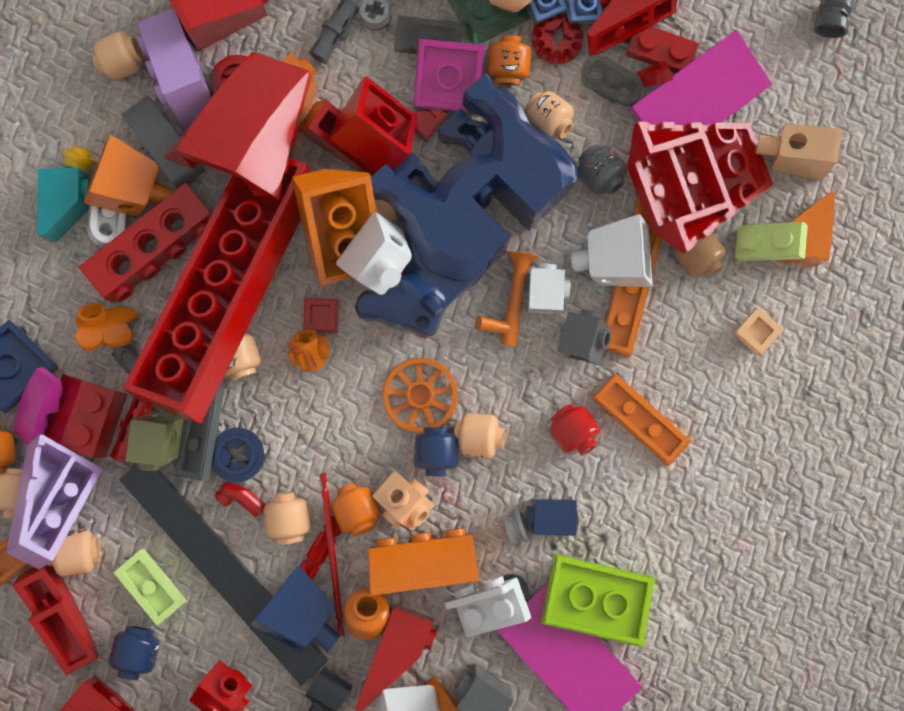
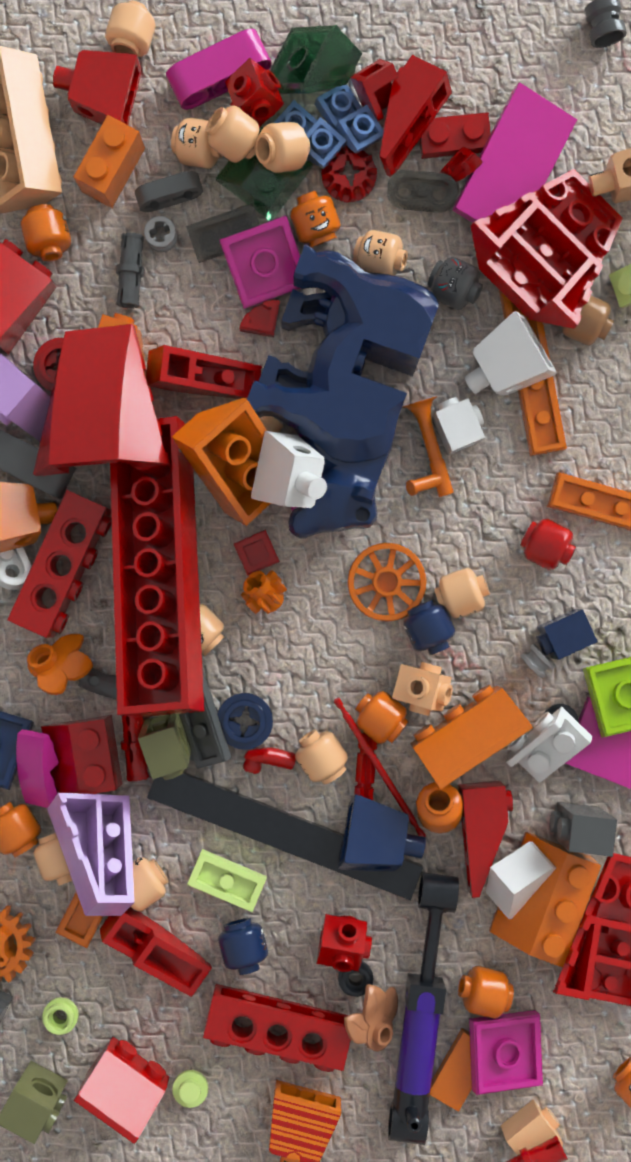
camera: 30 degrees left, 5 degrees up
(375, 127) = (223, 349): red slope -> none
(585, 337) = (516, 452): dark grey brick -> none

